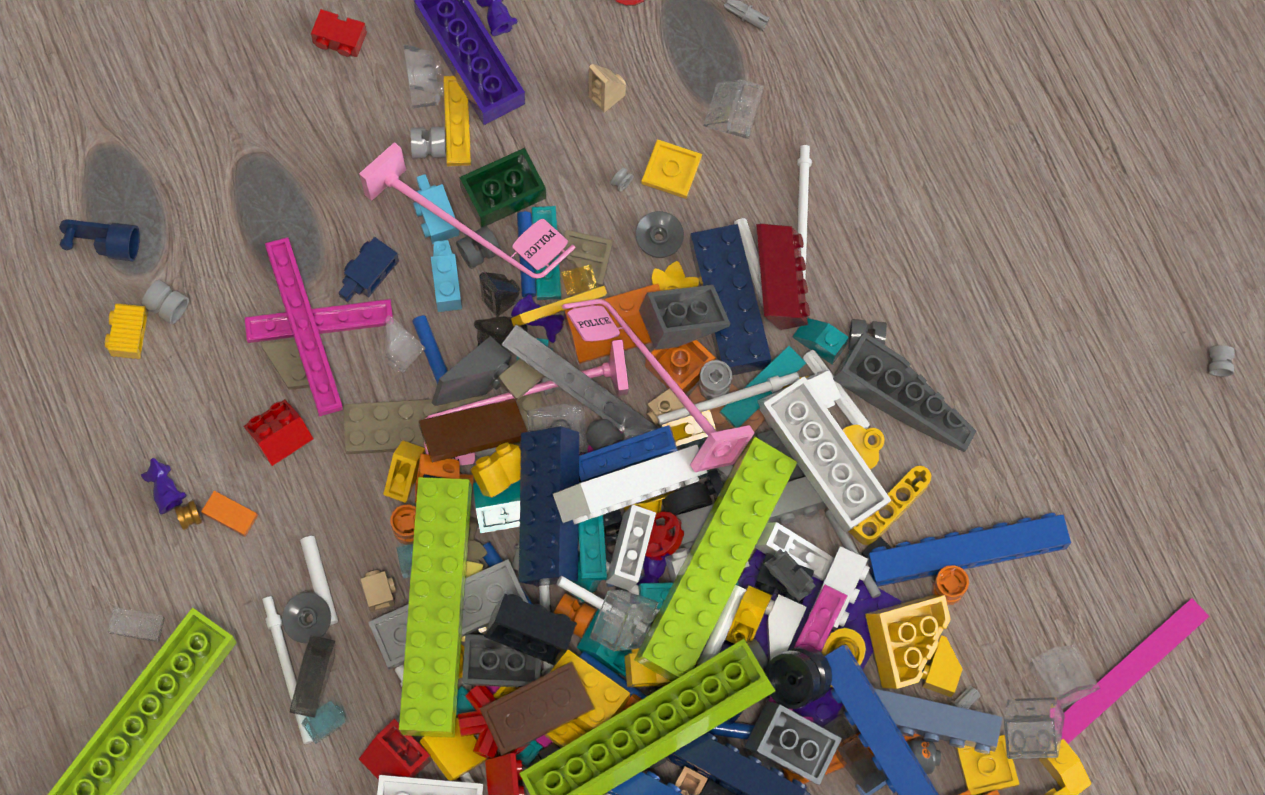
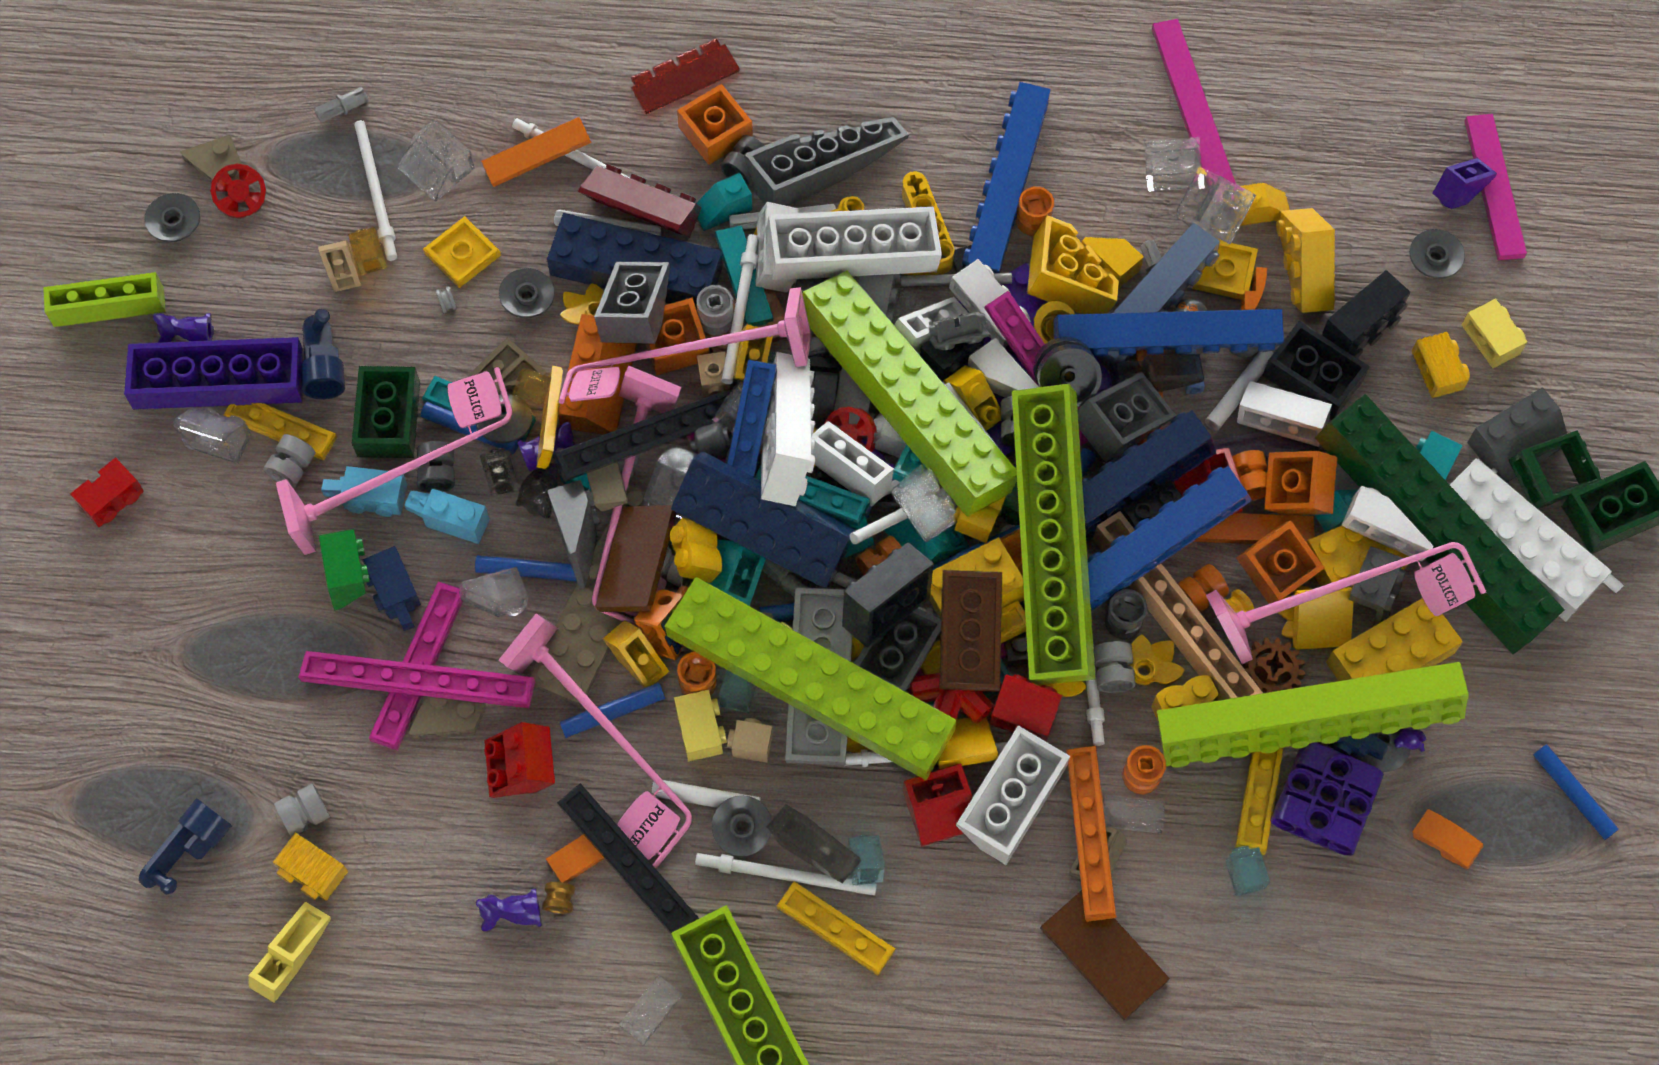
camera: 60 degrees left, 5 degrees down
(60, 351) = (288, 952): none -> light yellow slope
(240, 549) = (626, 859): none -> black tile
(264, 727) = (836, 928): none -> yellow tile
(276, 547) = (647, 820): none -> bright pink piece
(352, 477) = (613, 709): none -> blue piece
(359, 225) = (343, 567): none -> green slope
(371, 546) = (699, 726): none -> light yellow brick
(511, 124) = (322, 369): none -> dark blue piece
(547, 286) = (517, 425): none -> dark grey dish
(631, 100) = (367, 250): none -> clear yellow brick
(655, 105) = (385, 231): none -> white bar
(786, 176) = (536, 151): none -> orange tile
(885, 295) = (714, 123): none -> orange brick
(915, 248) = (689, 76): none -> clear red windscreen

